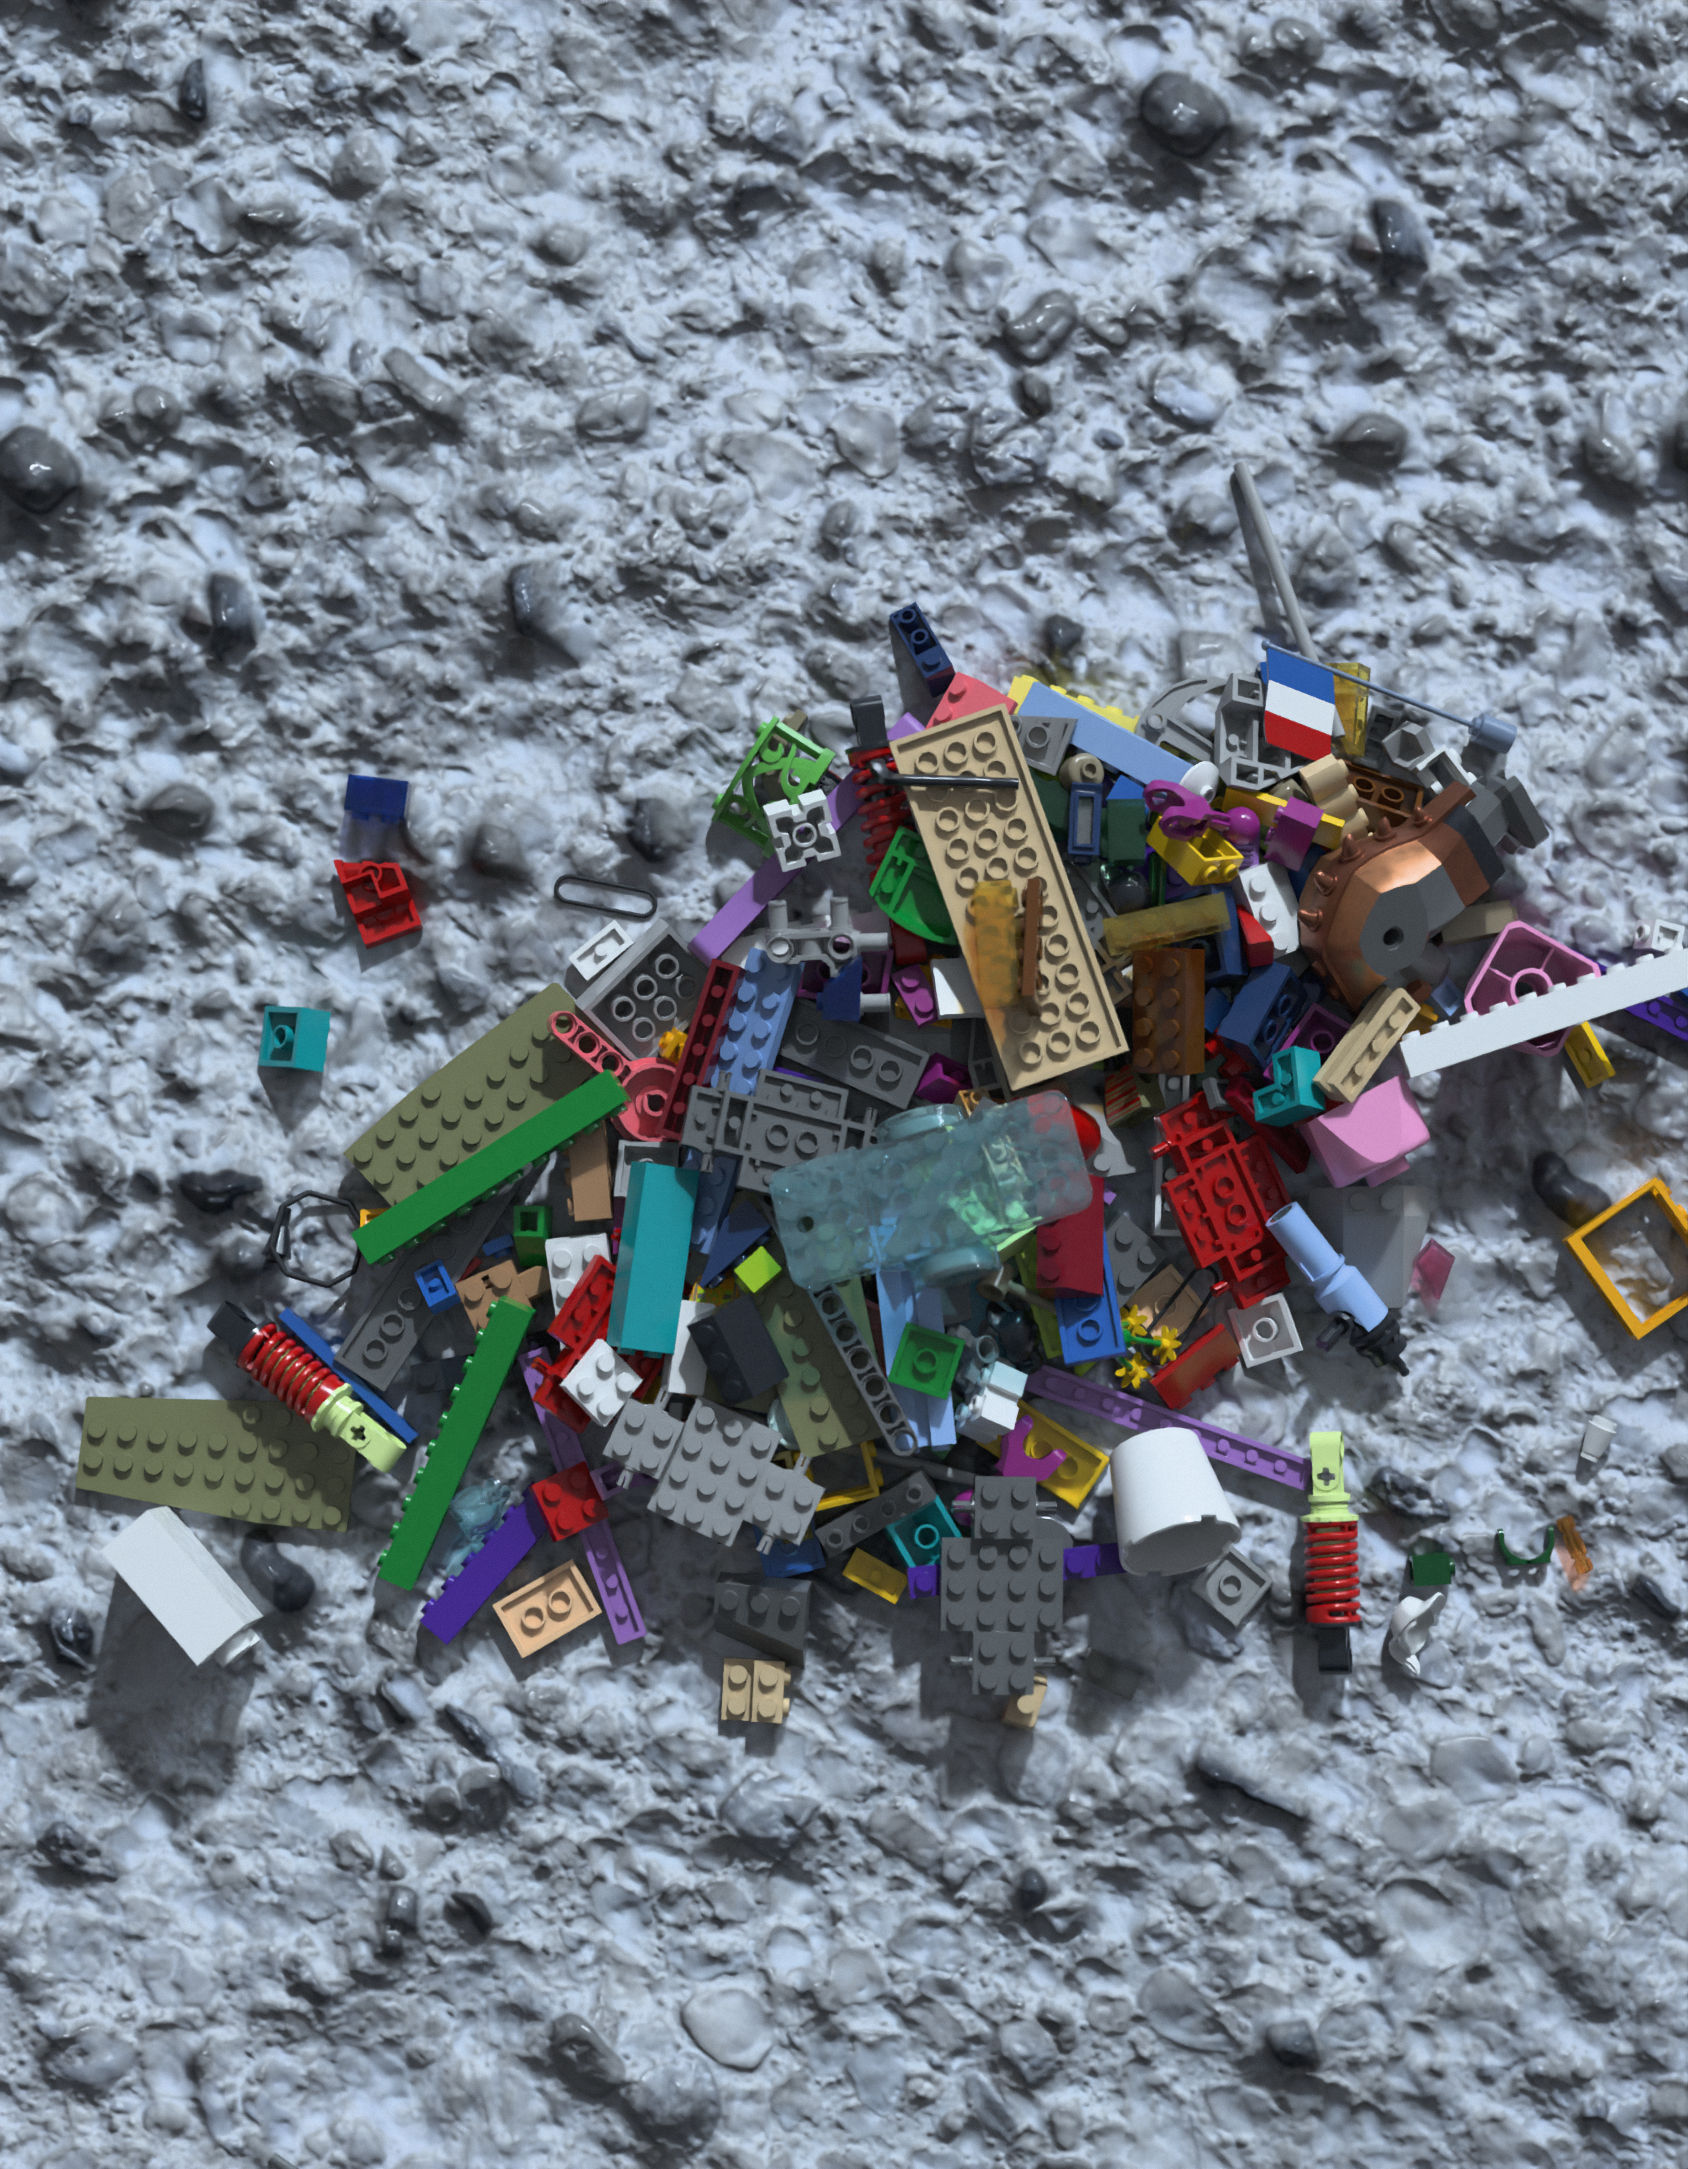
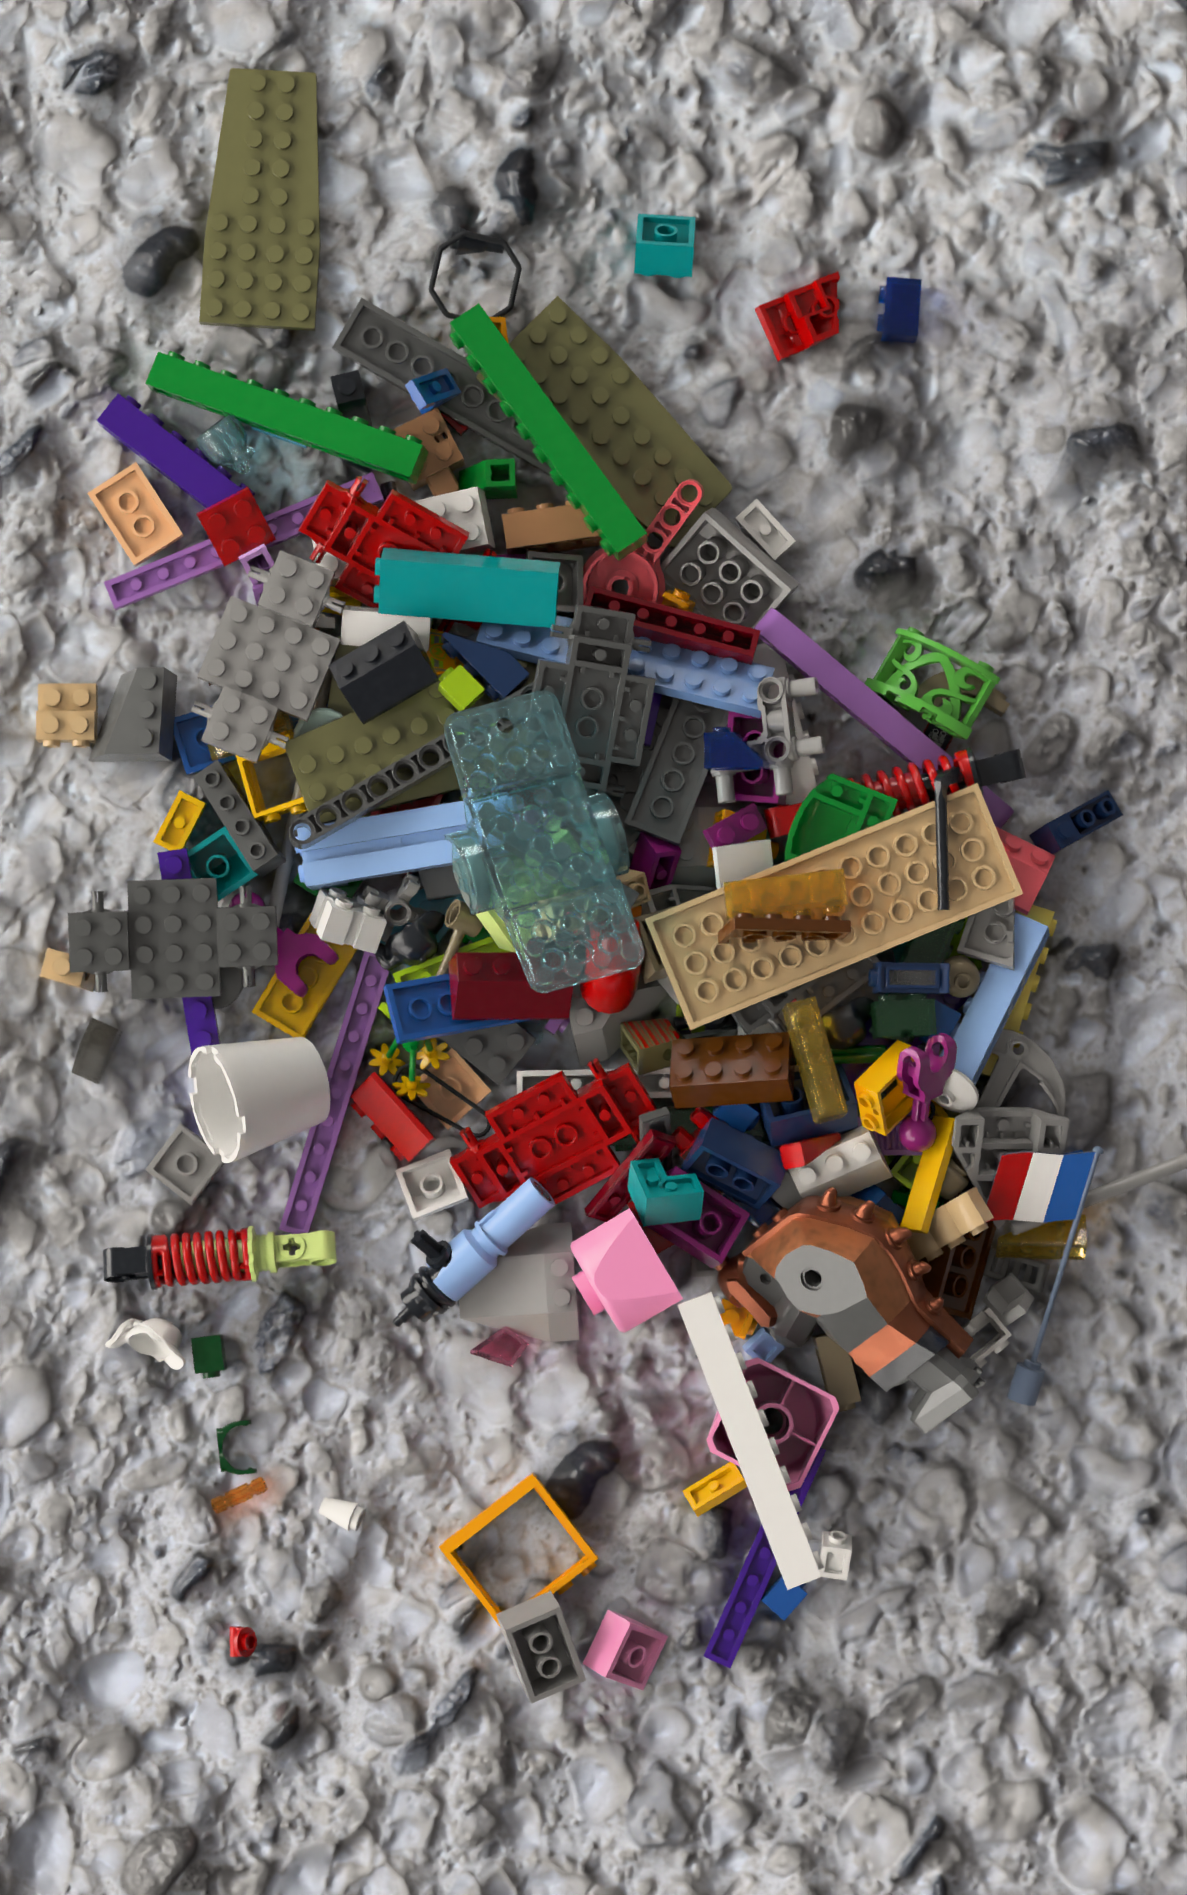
camera: 90 degrees right, 0 degrees up
(184, 1587) = (138, 169): white brick -> none
(303, 1384) = (335, 271): piece -> none
(379, 1407) = (318, 345): blue plate -> none
(499, 1247) = (475, 448): blue plate -> none
(601, 1382) = (347, 544): white plate -> none
(607, 883) = (831, 533): black piece -> none
(818, 838) = (872, 703): white brick -> none
(926, 1360) = (382, 851): green plate -> none
(1293, 834) = (912, 1184): magenta brick -> none
(1366, 1044) = (709, 1262): tan brick -> none

